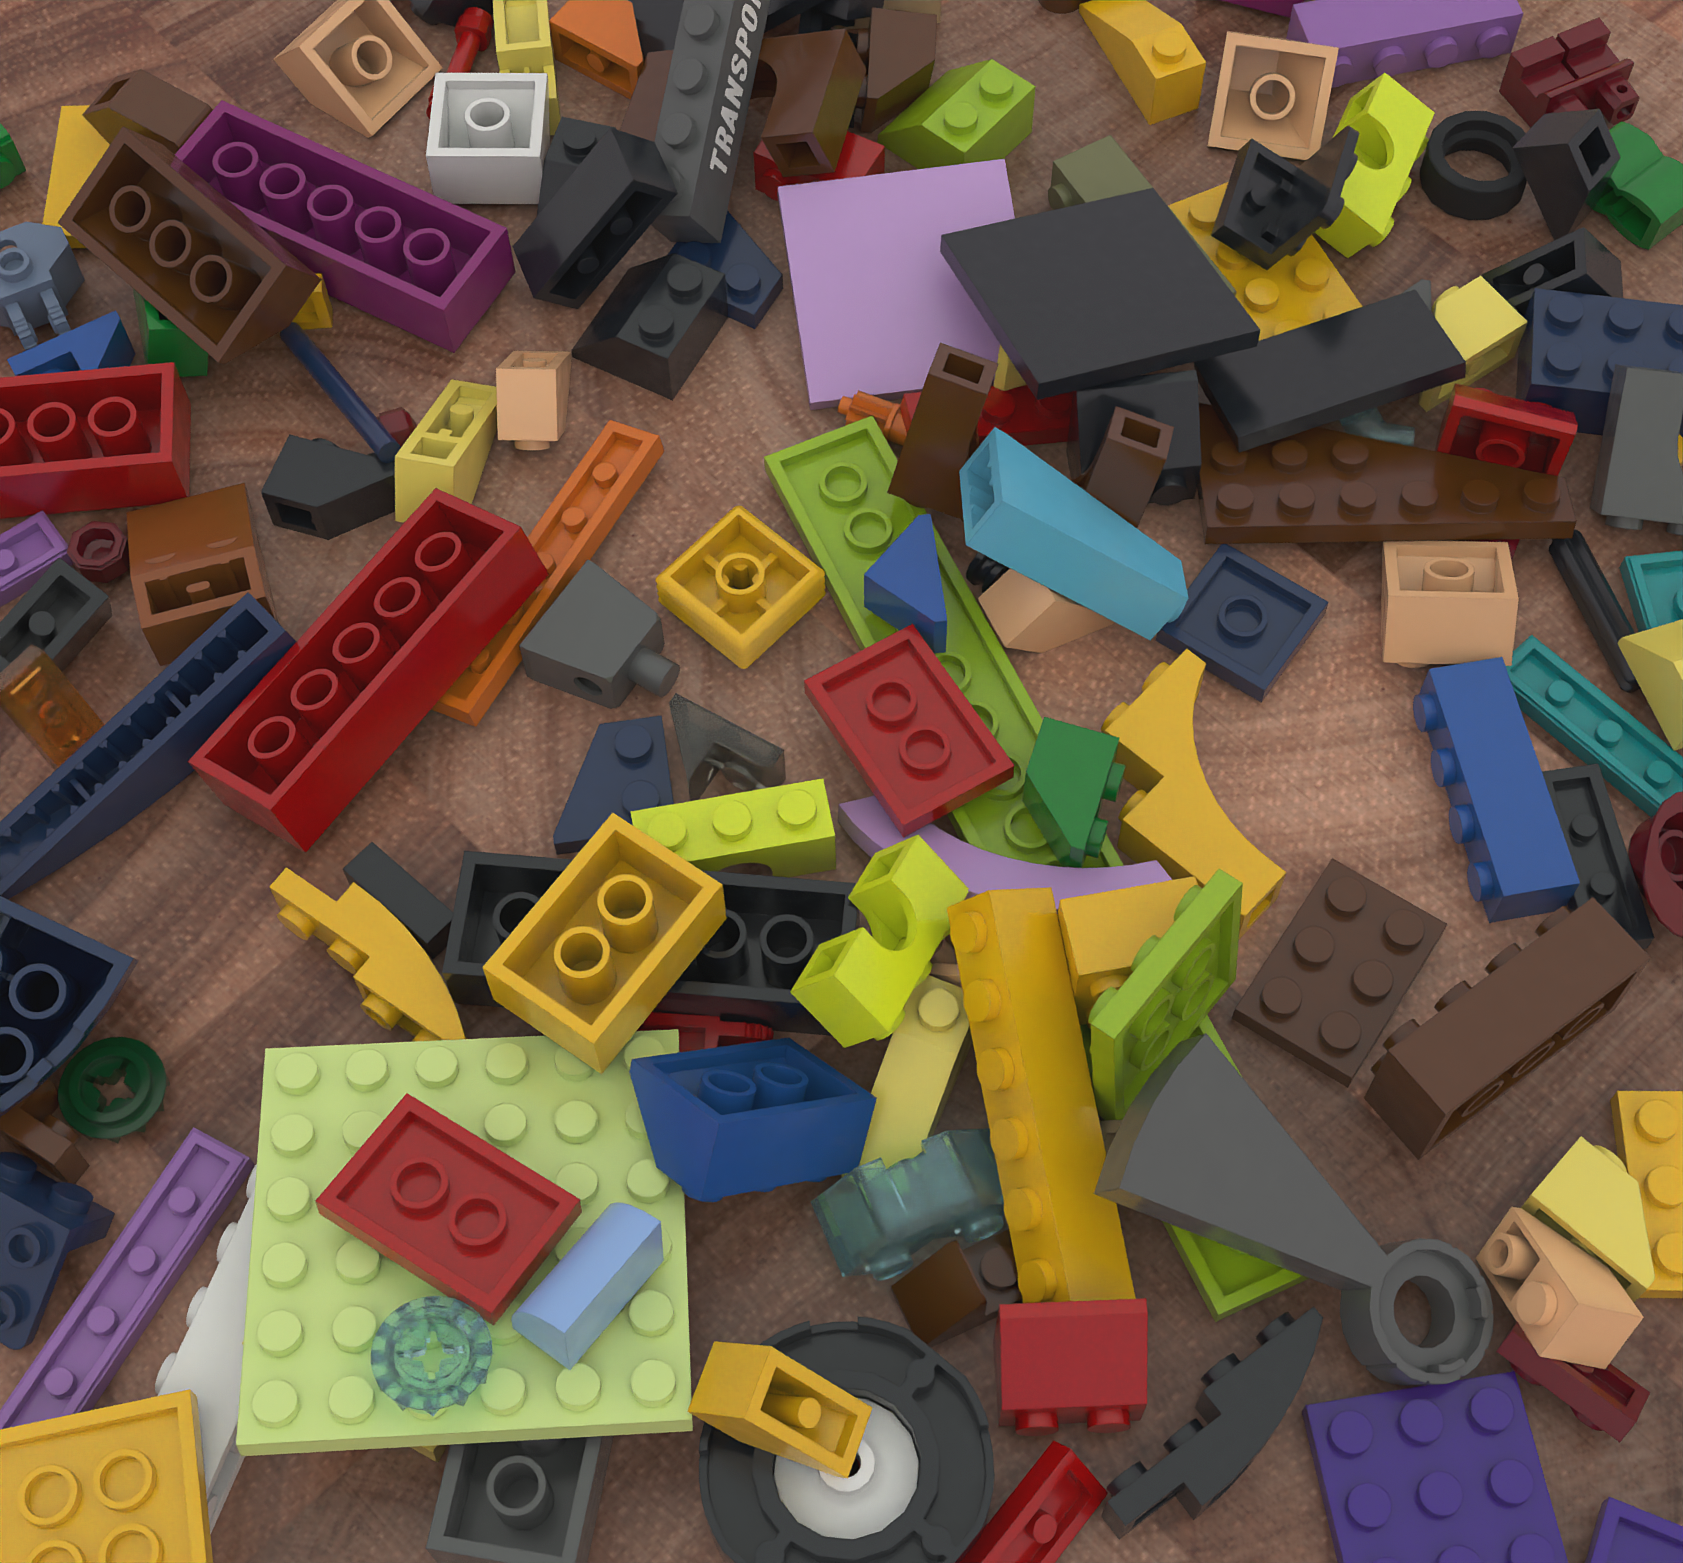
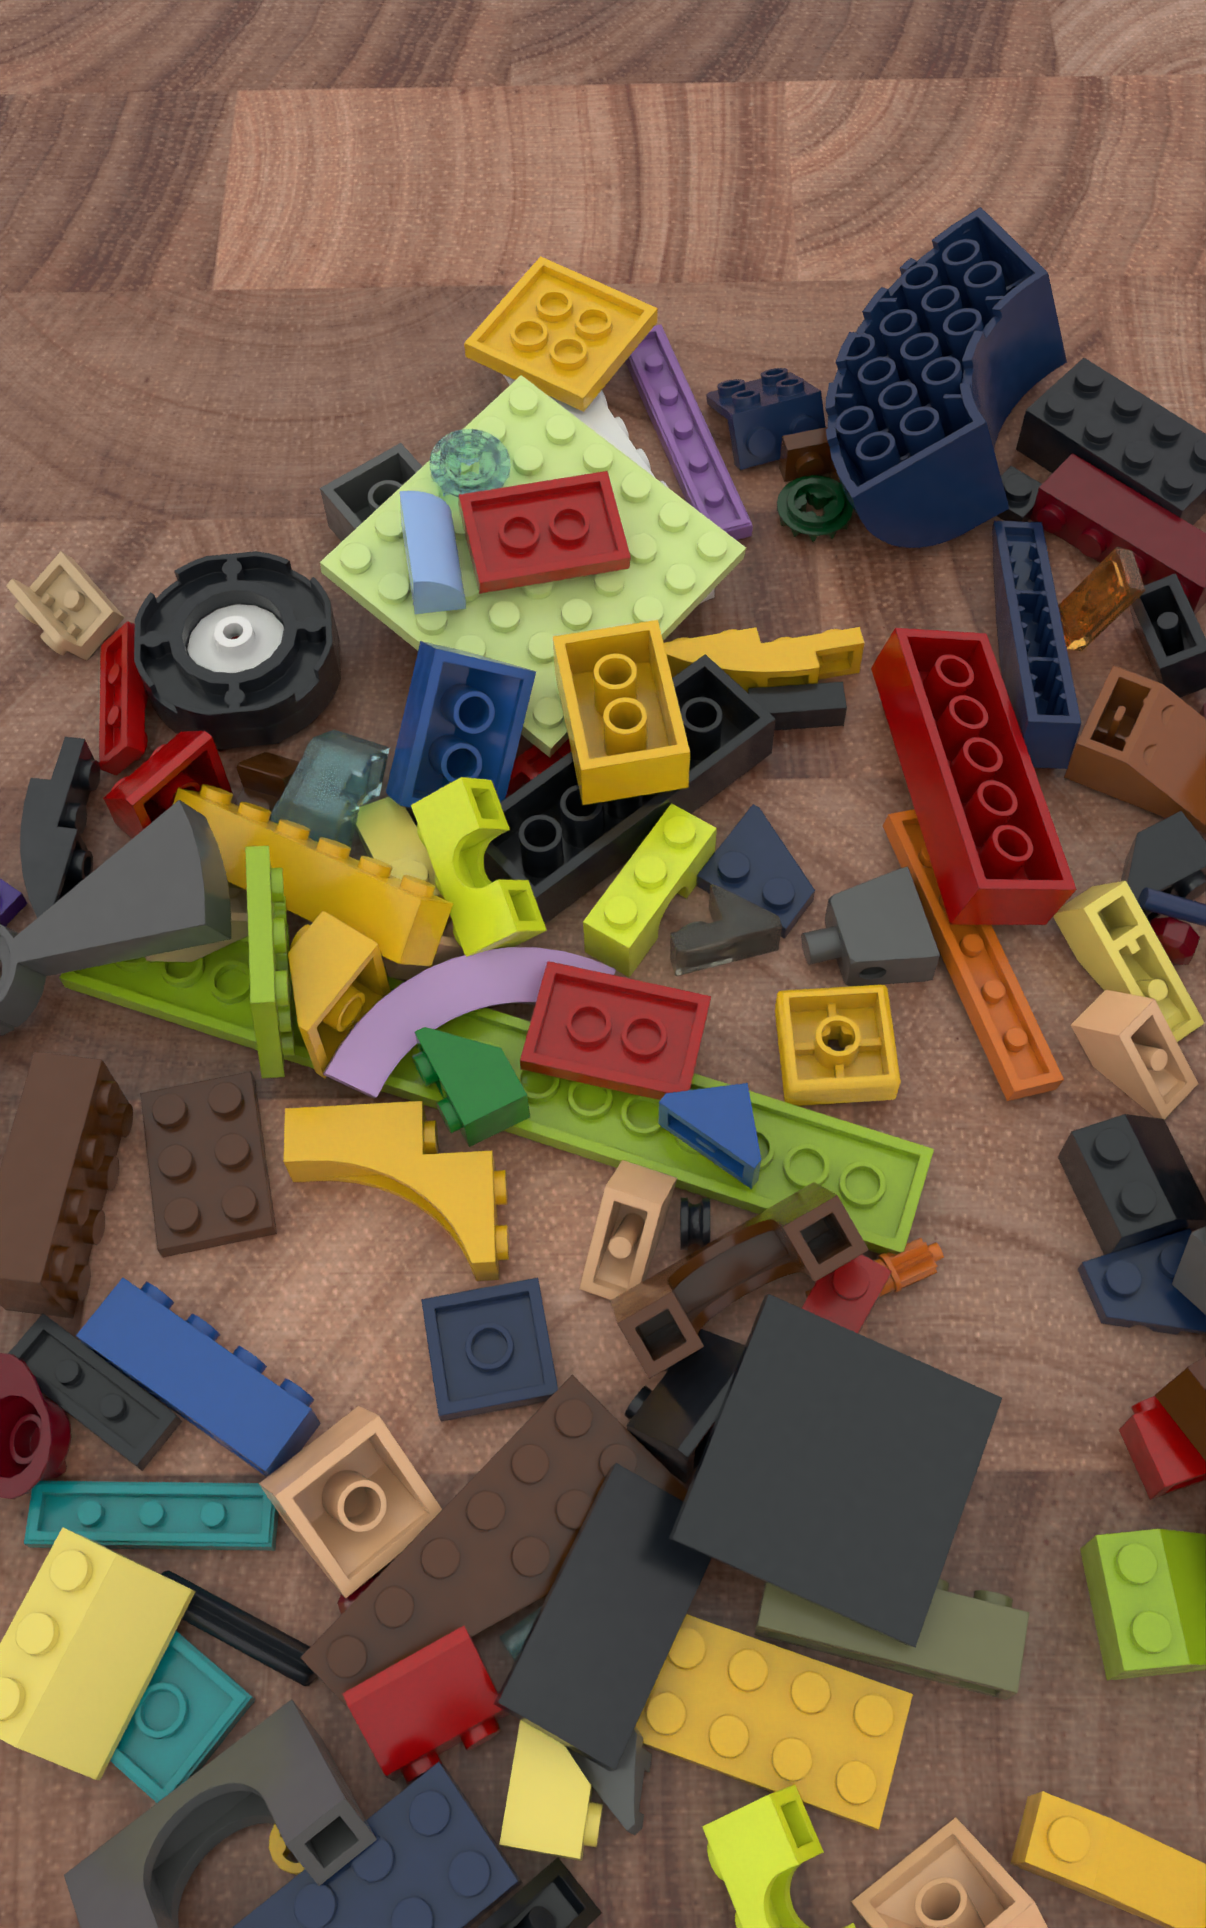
camera: 135 degrees right, 0 degrees up
(780, 1407) = (282, 603): yellow slope -> none
(873, 278) = (1065, 1373): lavender tile -> none
(1066, 538) = (652, 1228): medium azure slope -> none
(1277, 206) = (806, 1752): black bracket -> none

